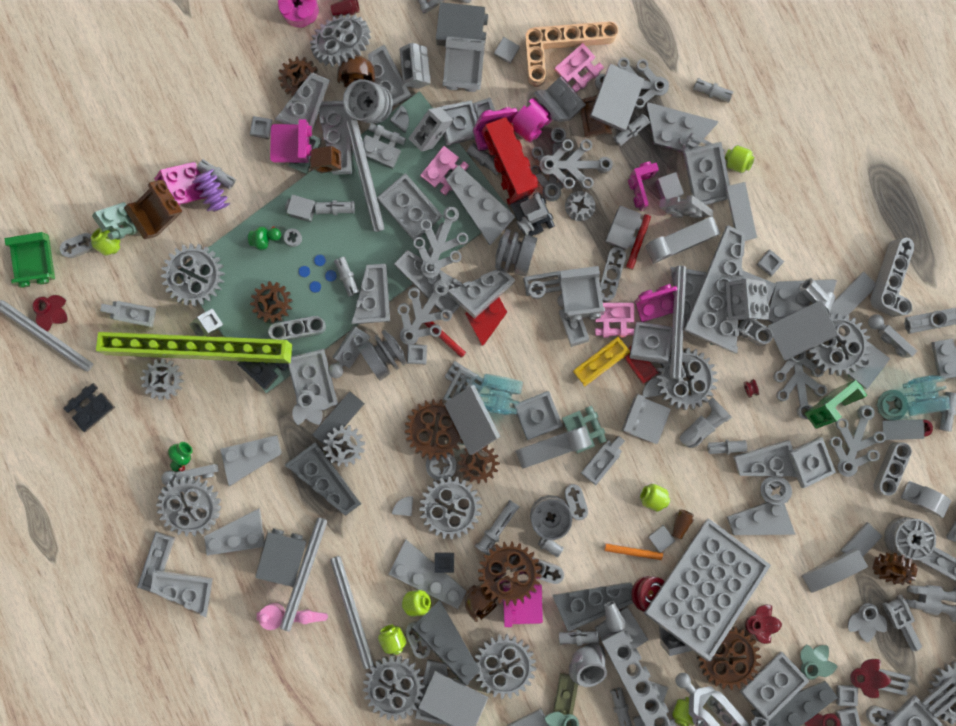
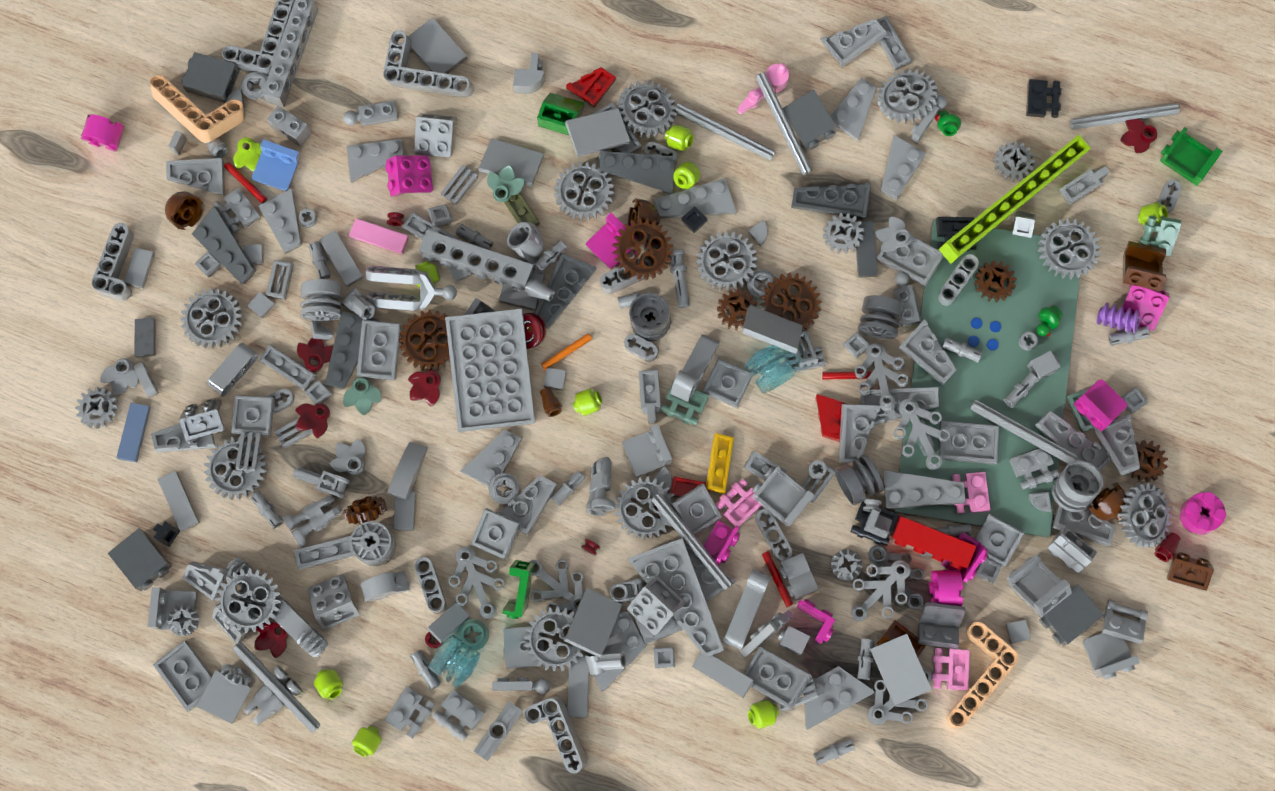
camera: 140 degrees right, 10 degrees down
(325, 159) = (1063, 413): reddish brown brick -> none
(430, 129) = (1012, 508): light grey brick -> none

